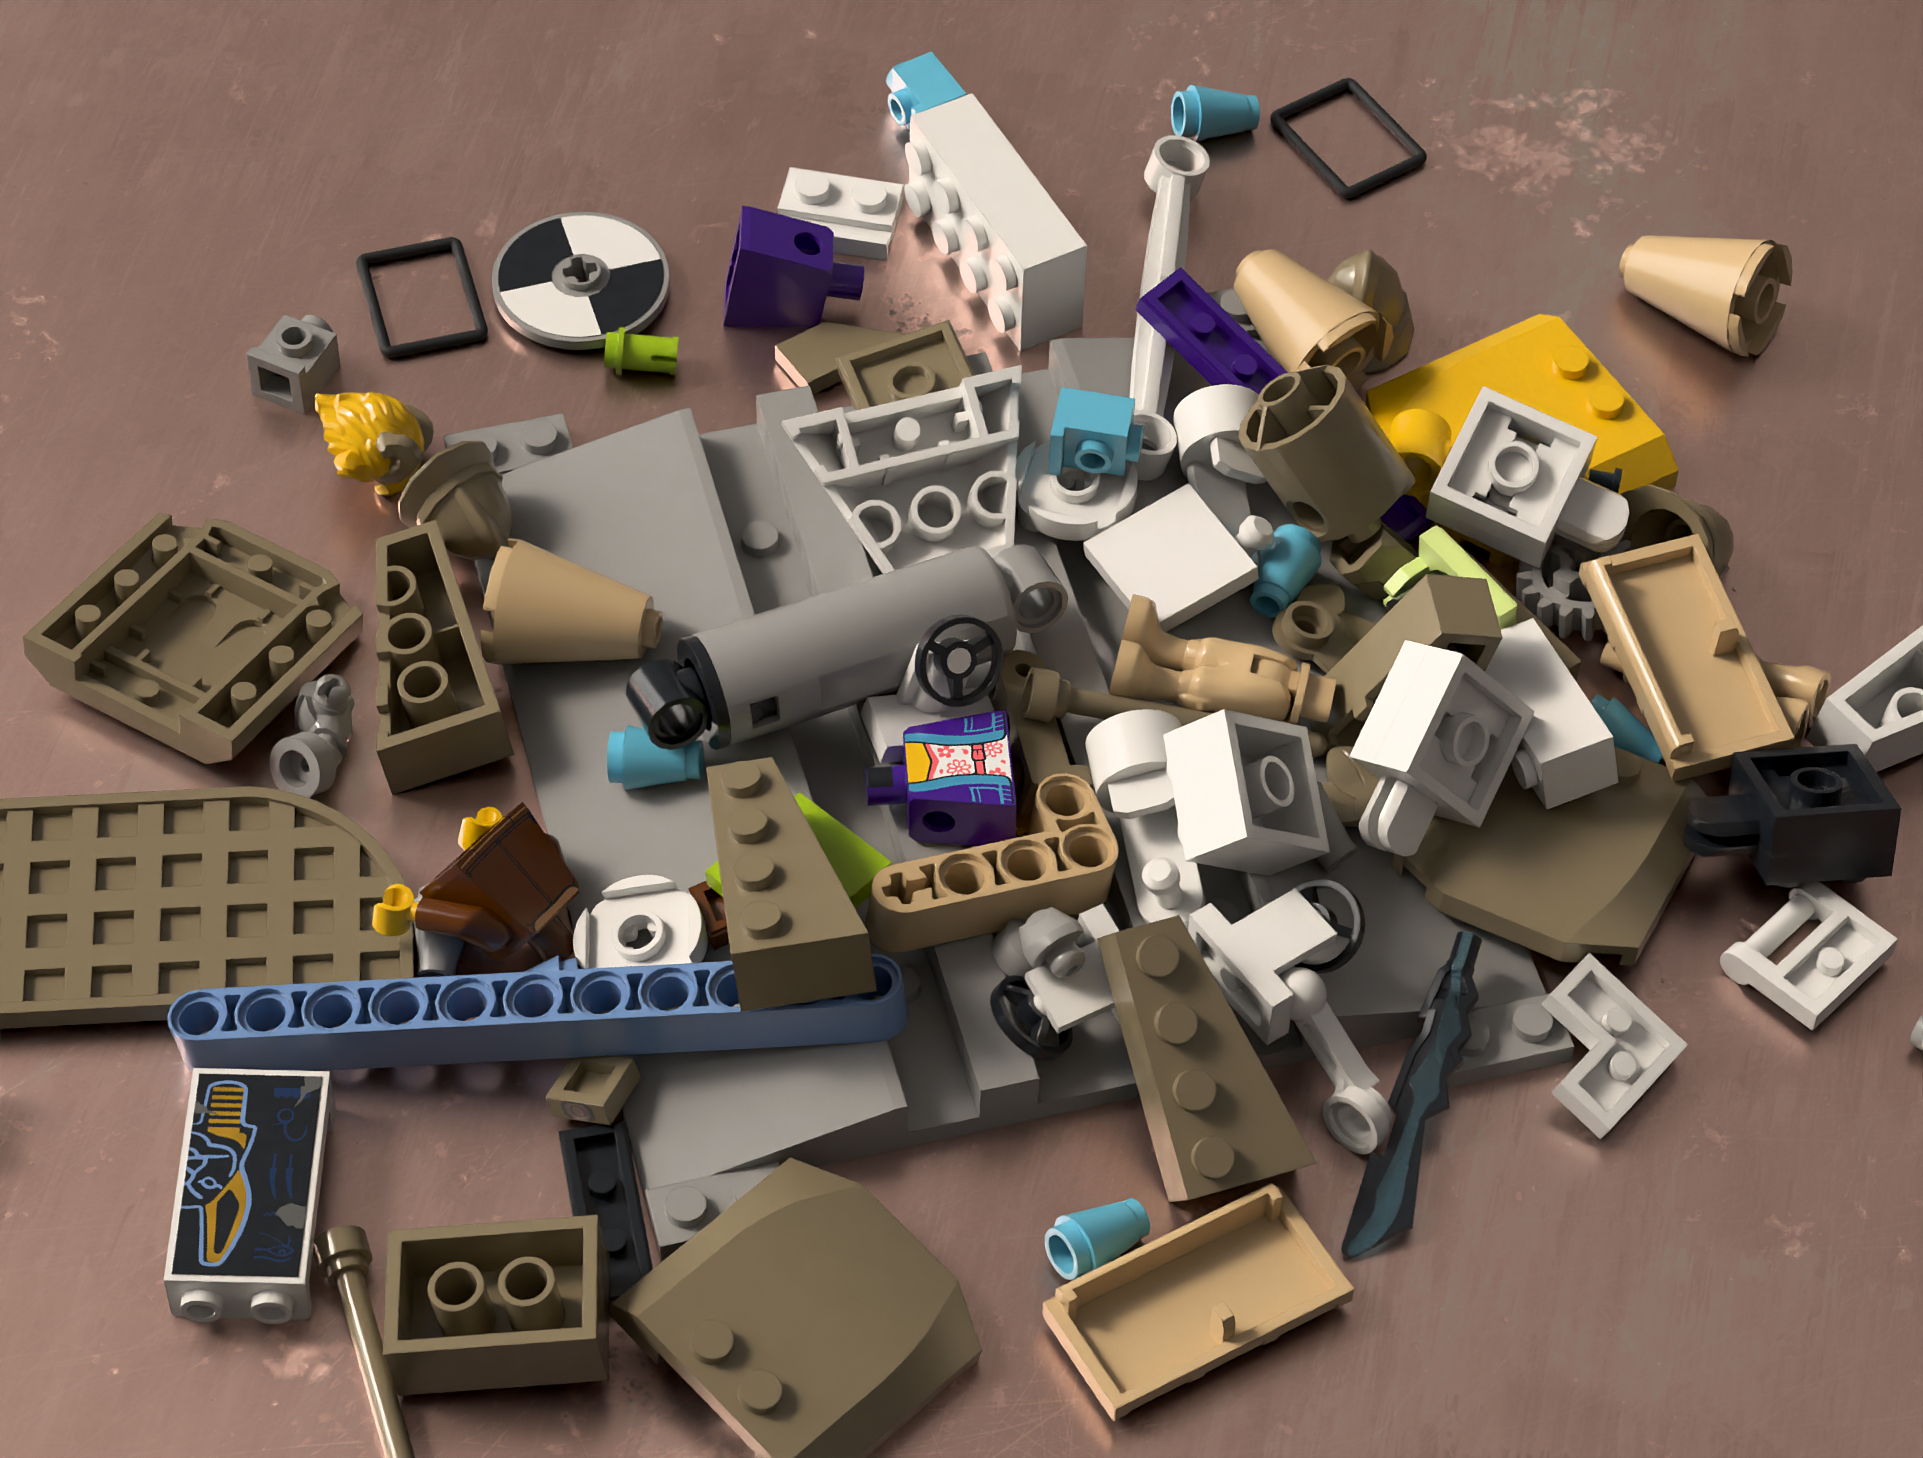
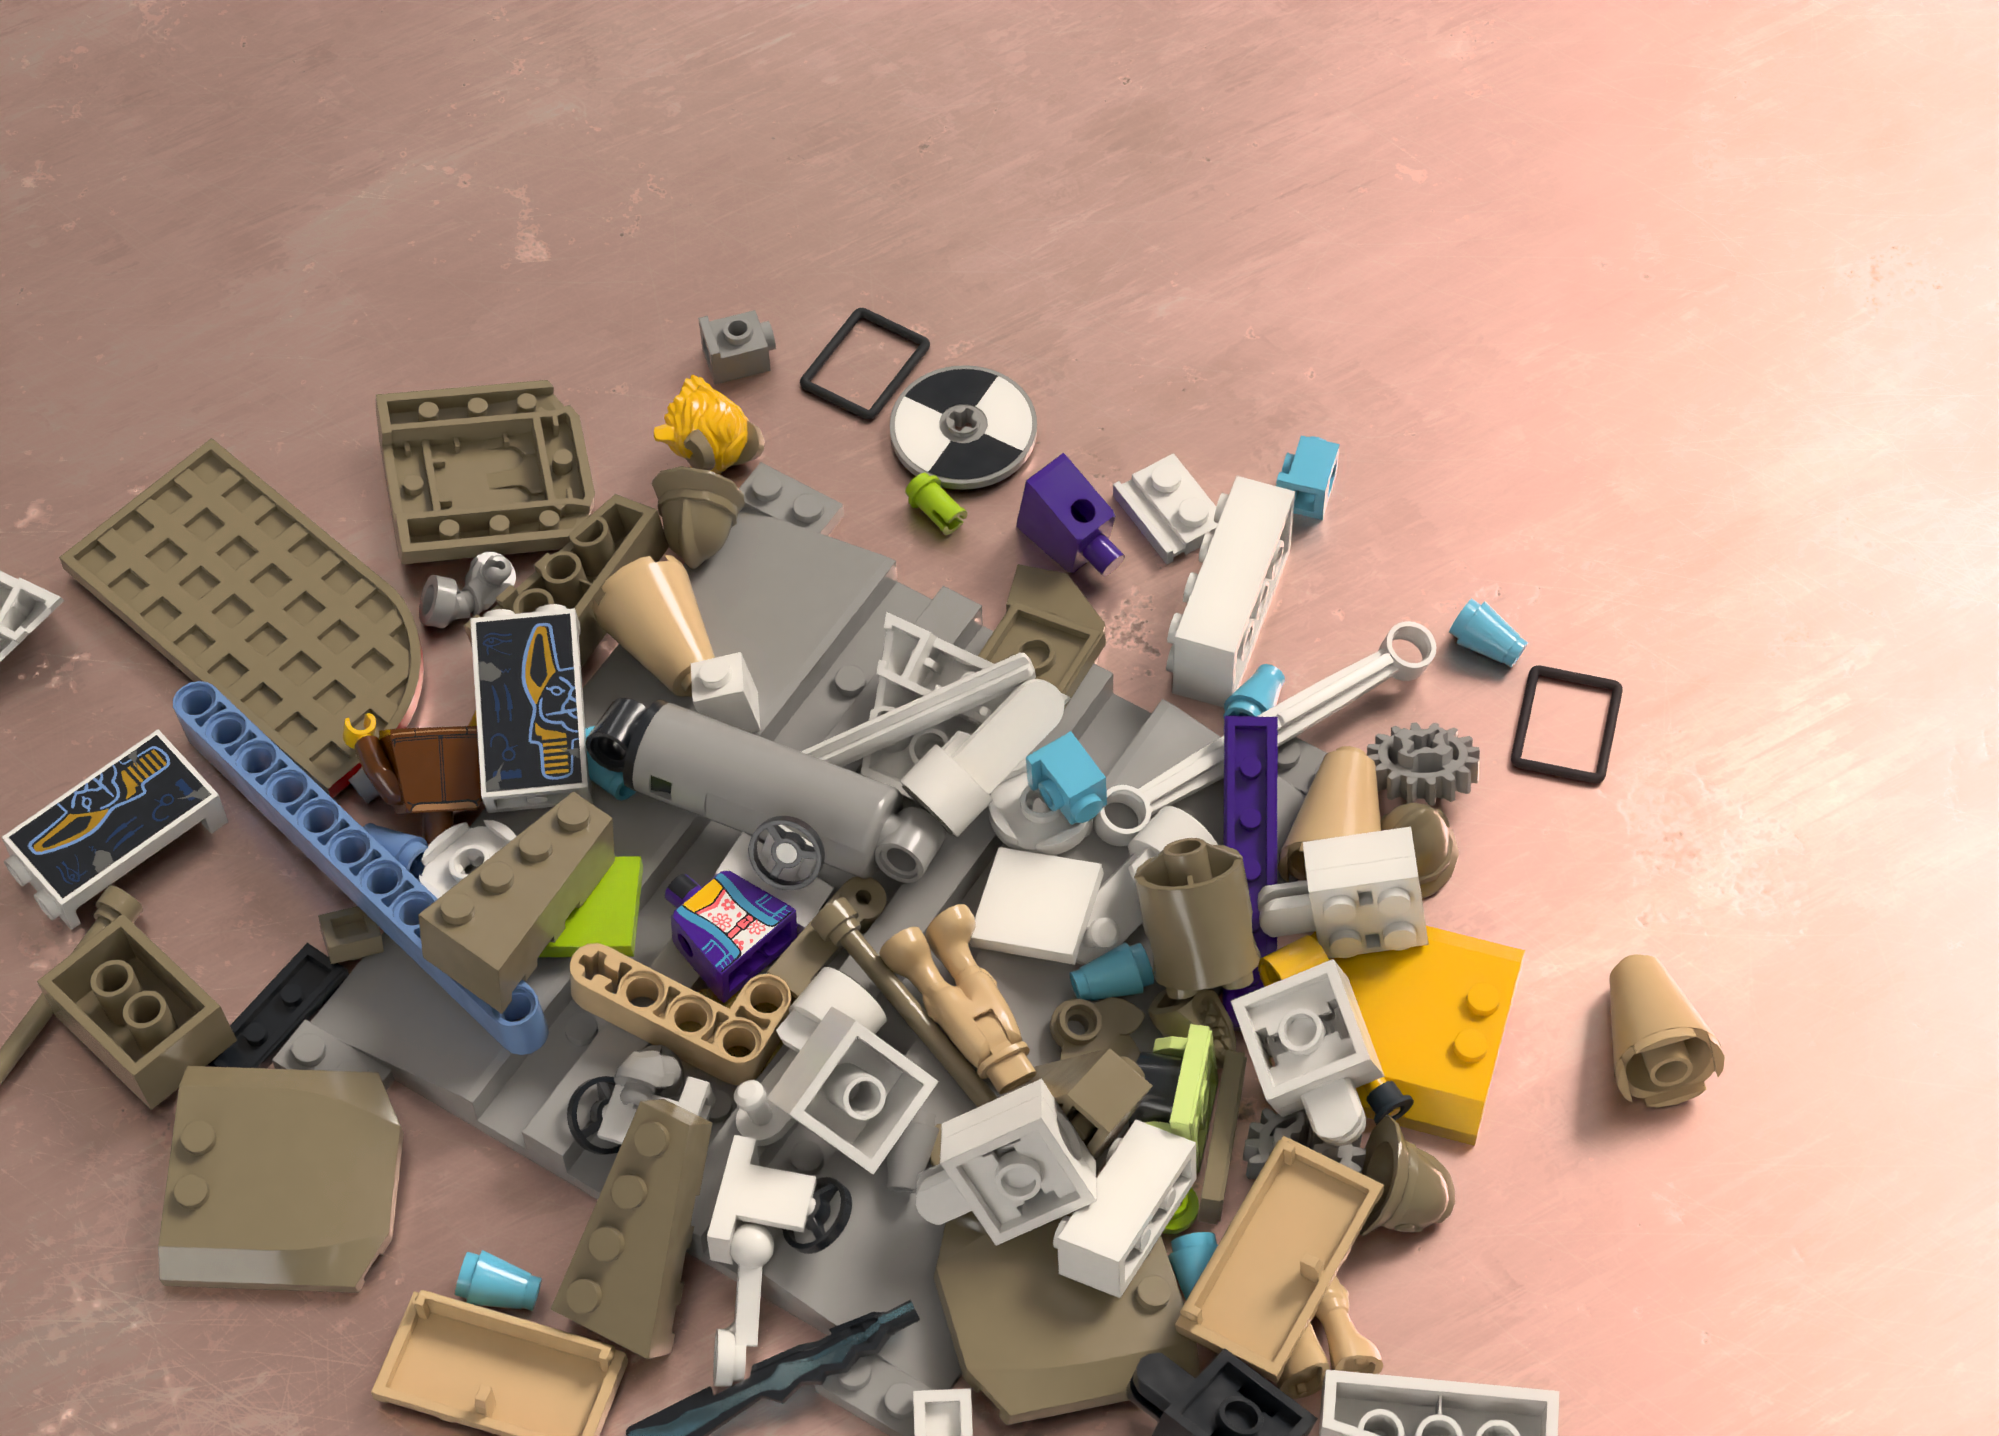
camera: 50 degrees right, 5 degrees up
(548, 753) = (529, 708): none -> panel
(697, 601) = (726, 691): none -> white brick
(913, 469) = (925, 711): none -> white axle
(1014, 496) = (958, 778): none -> white piece
(1108, 302) = (1257, 693): none -> medium azure cone
(1304, 229) = (1424, 763): none -> light grey gear
(1411, 339) = (1356, 895): none -> white brick

